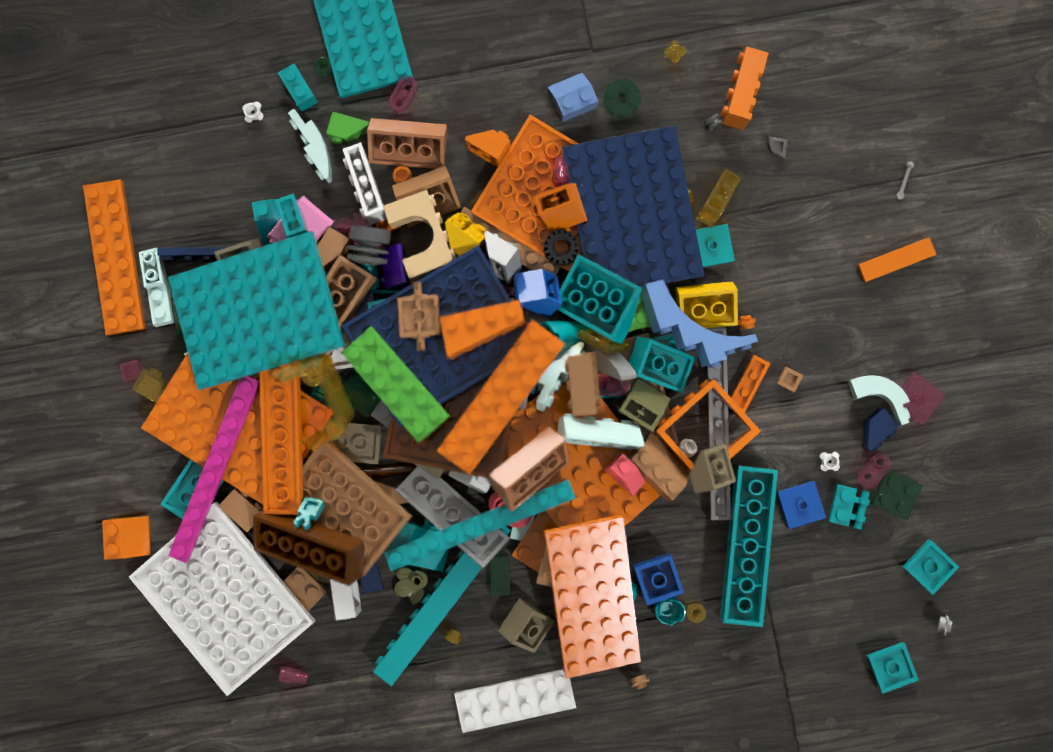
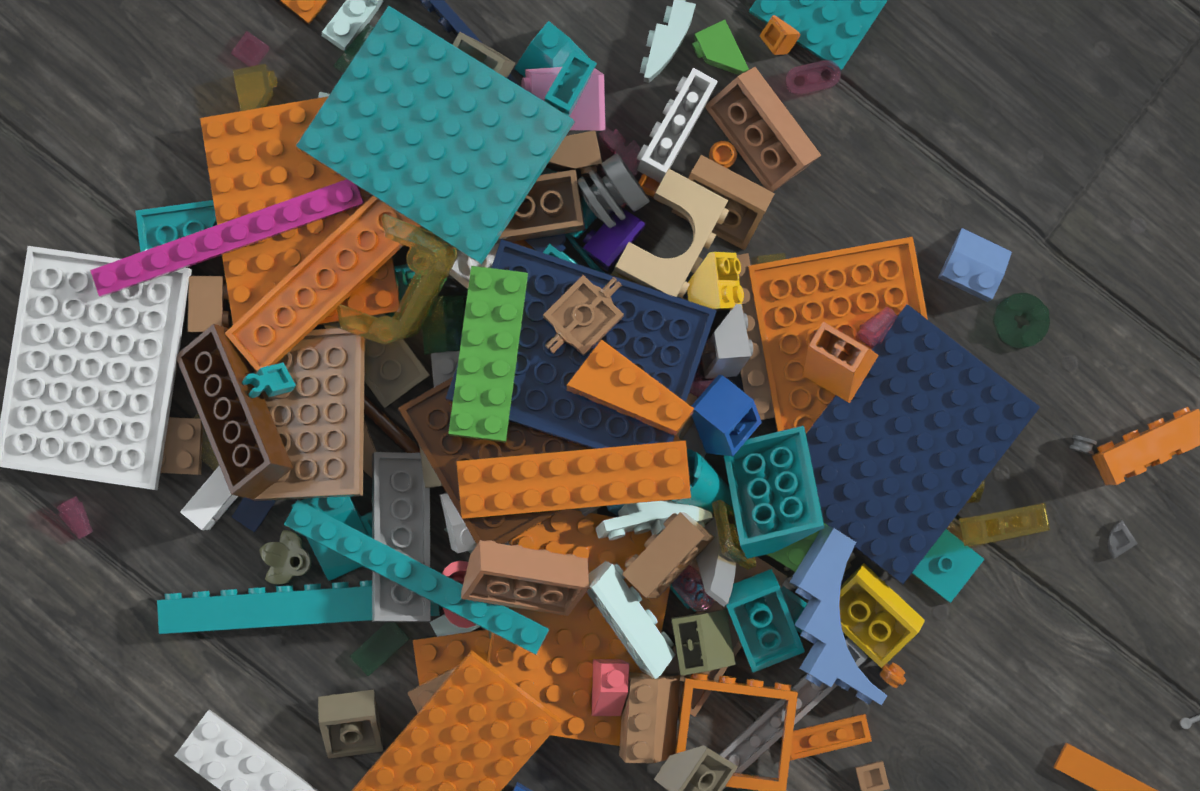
camera: 45 degrees right, 0 degrees up
(126, 537) = (68, 206): orange slope -> none
(366, 92) = (779, 36): none -> orange slope
(453, 637) = (269, 655): clear yellow plate -> none
(489, 145) = (838, 224): orange slope -> none
(561, 236) = (812, 399): black tyre -> none
(669, 52) = (1118, 337): clear yellow plate -> none
(688, 447) = (699, 731): white plate -> none

